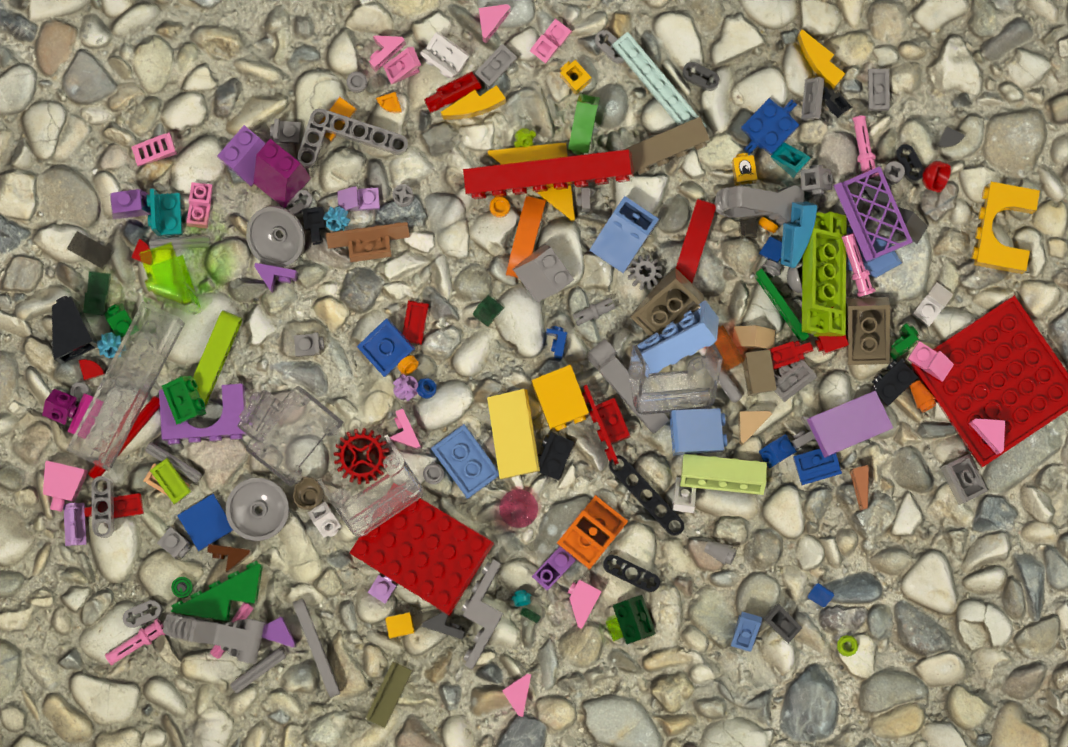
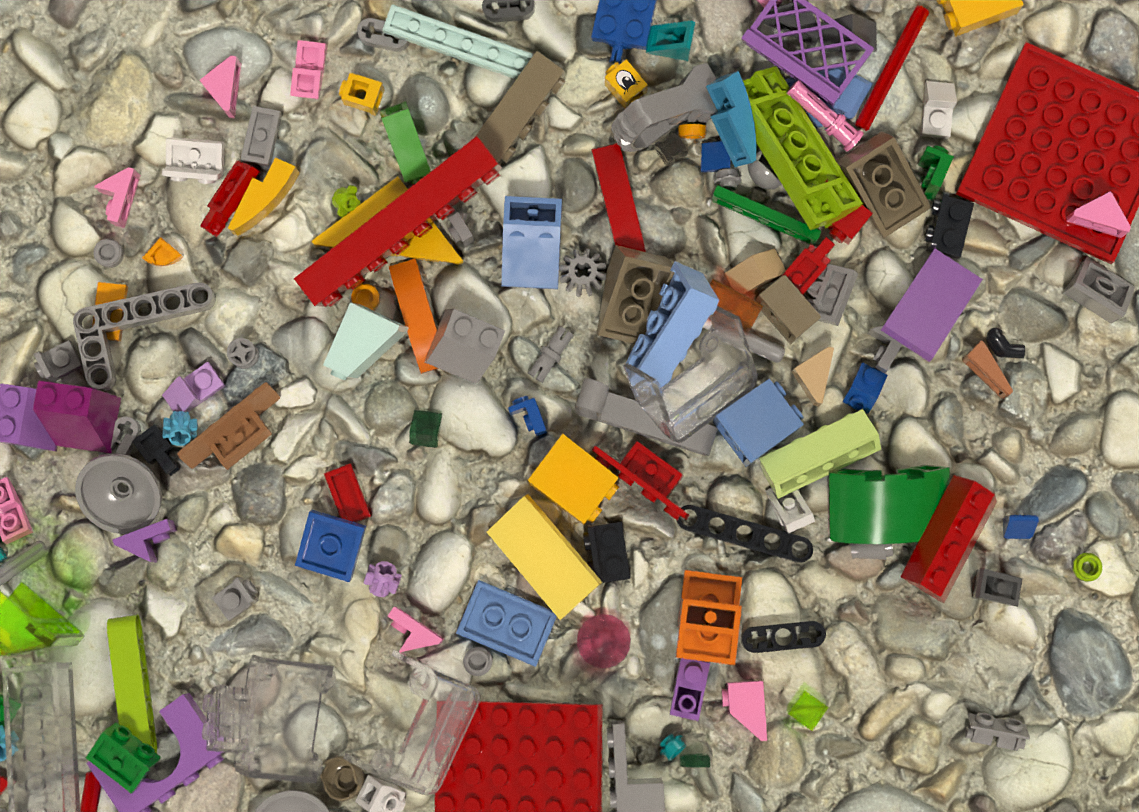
camera: 25 degrees left, 0 degrees up
(355, 464) = (376, 706): red gear -> none
(402, 65) = (151, 201): bright pink slope -> none
(408, 365) = (369, 550): light orange tile -> none
(426, 388) = (410, 559): blue plate -> none
(481, 232) = (361, 341): none -> light aqua slope
(634, 619) = (821, 690): dark green bracket -> none
(735, 716) = (1010, 732): none -> light grey hinge
(746, 631) = (960, 623): medium blue slope -> none
(747, 533) = (886, 506): none -> green panel
(772, 575) = (949, 537): none -> red slope
(814, 466) = (920, 379): blue plate -> none
(816, 179) = (716, 45): light grey brick -> none
(878, 477) = (1001, 346): none -> black arm
(920, 260) = (892, 68): none -> red axle
(923, 398) = (993, 223): orange cone -> none
(931, 361) = (978, 175): bright pink slope -> none

